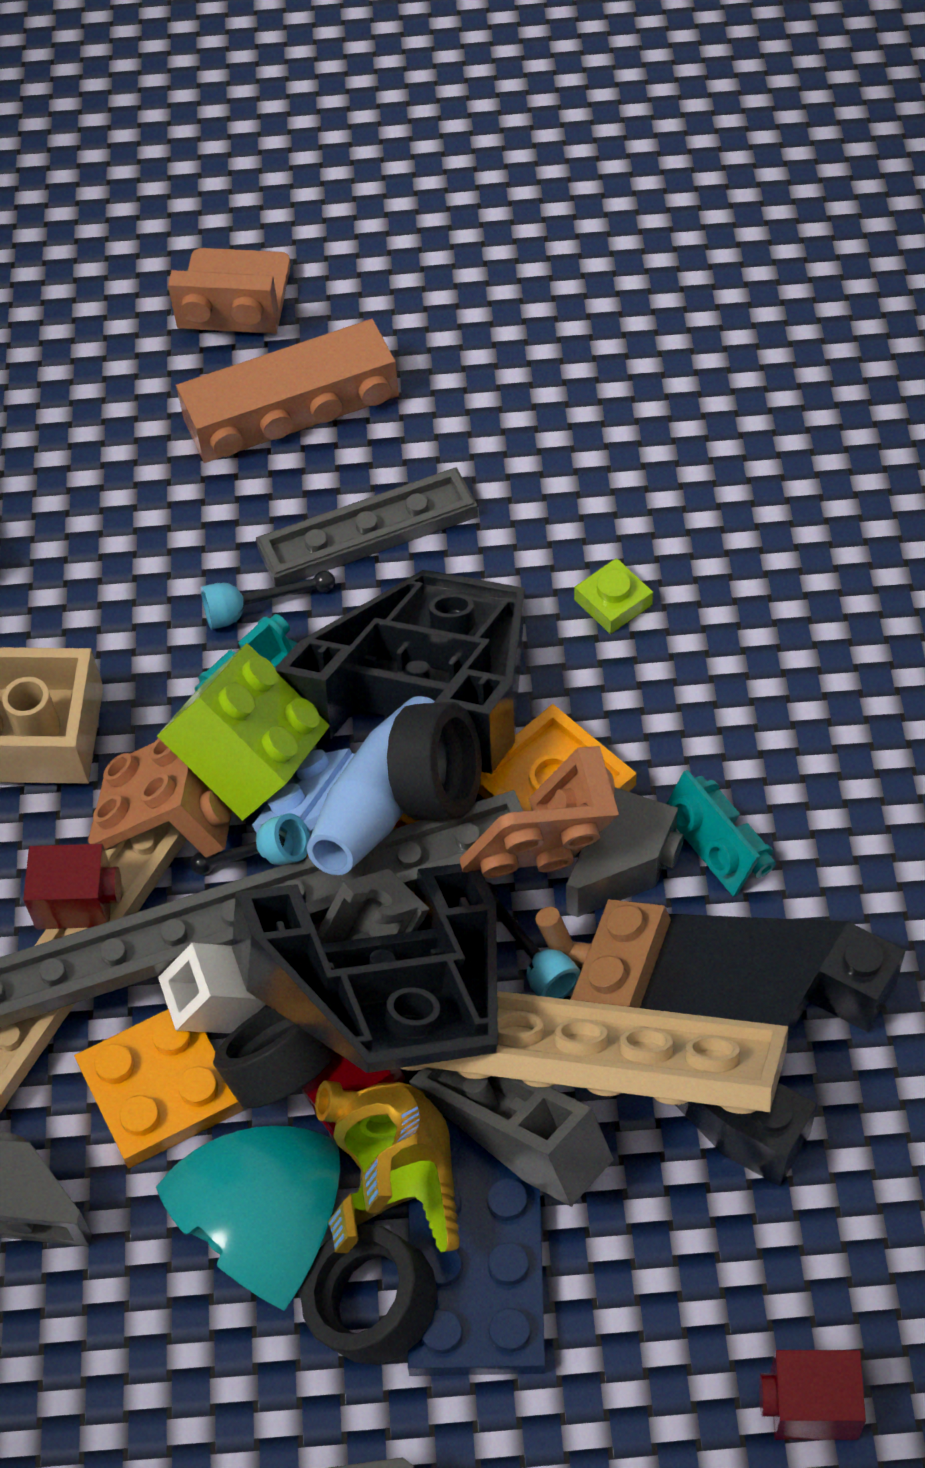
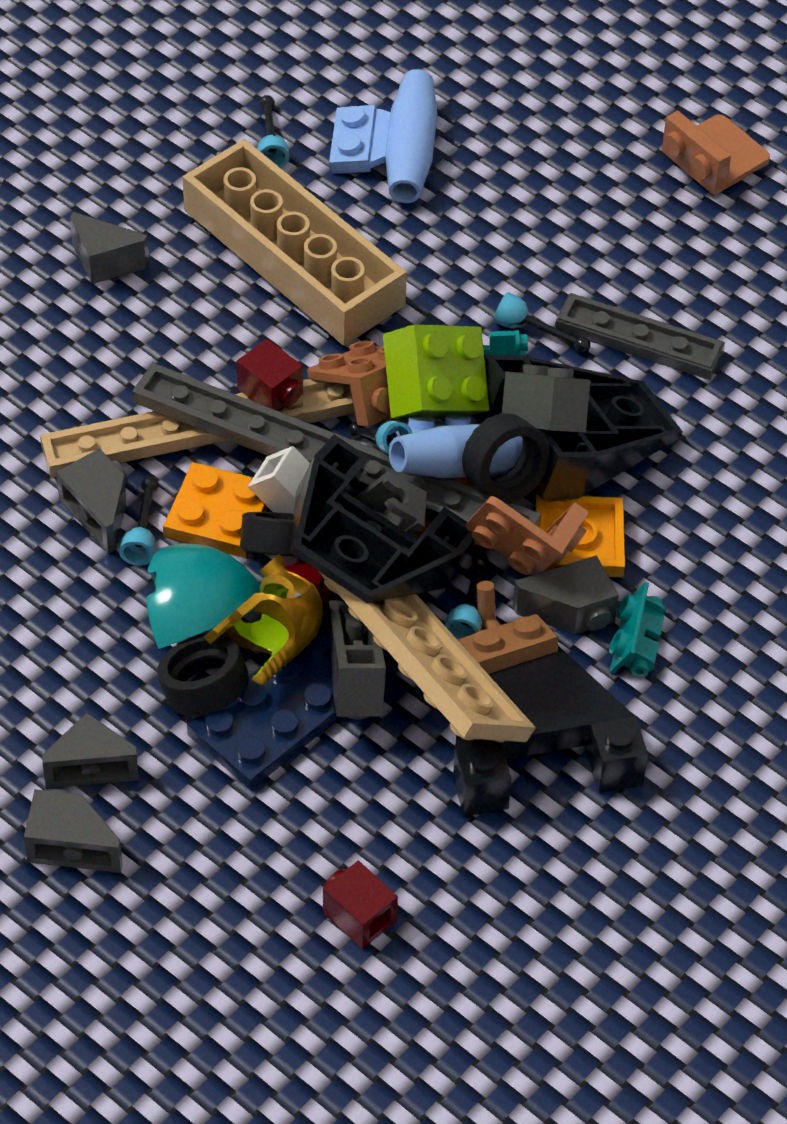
camera: 40 degrees right, 5 degrees down
(120, 1204) = (139, 544): none -> medium azure hinge
(288, 390) = (678, 229): nougat brick -> none
(399, 665) = (547, 398): none -> dark grey brick
(613, 595) = (731, 477): lime plate -> none

